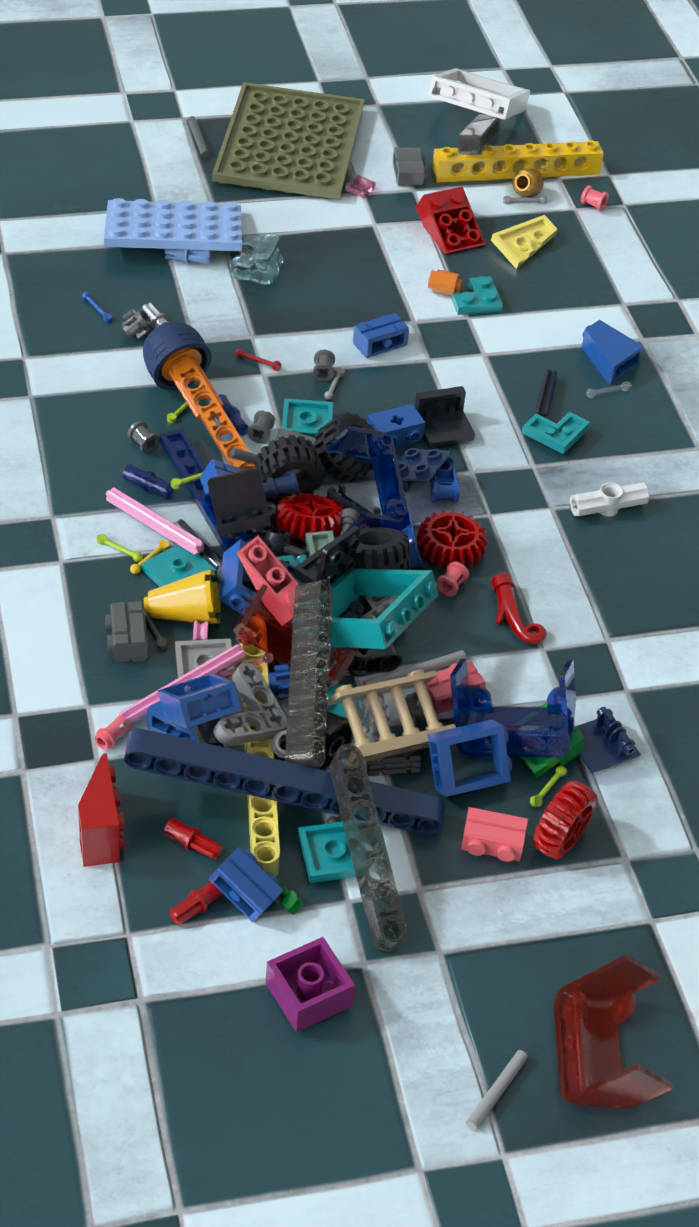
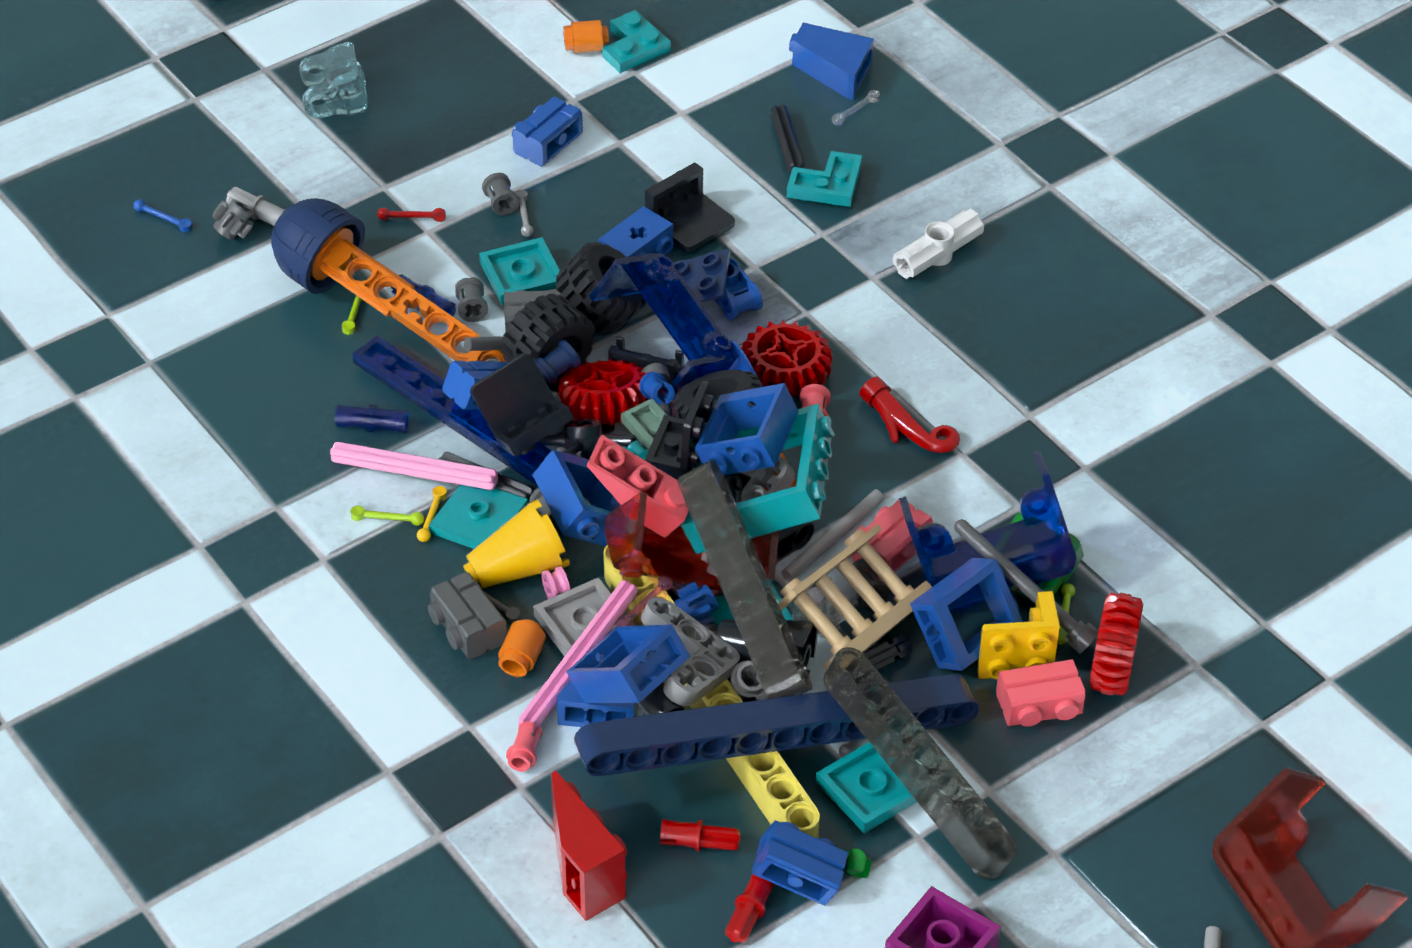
camera: 20 degrees left, 0 degrees up
(143, 436) = (332, 364): dark grey bush -> none
(151, 666) = (521, 647): none -> orange brick
(173, 225) = (198, 74): light blue plate -> none
(176, 483) = (414, 408): lime hinge -> none
(186, 255) = (239, 106): medium blue axle -> none
(336, 520) = (655, 387): none -> blue pin
(369, 572) = (774, 415): none -> blue window
(495, 793) = (1020, 643): none -> yellow bracket
(521, 750) = (1079, 633): none -> dark grey piece
(606, 742) = (1103, 536): dark blue hinge -> none

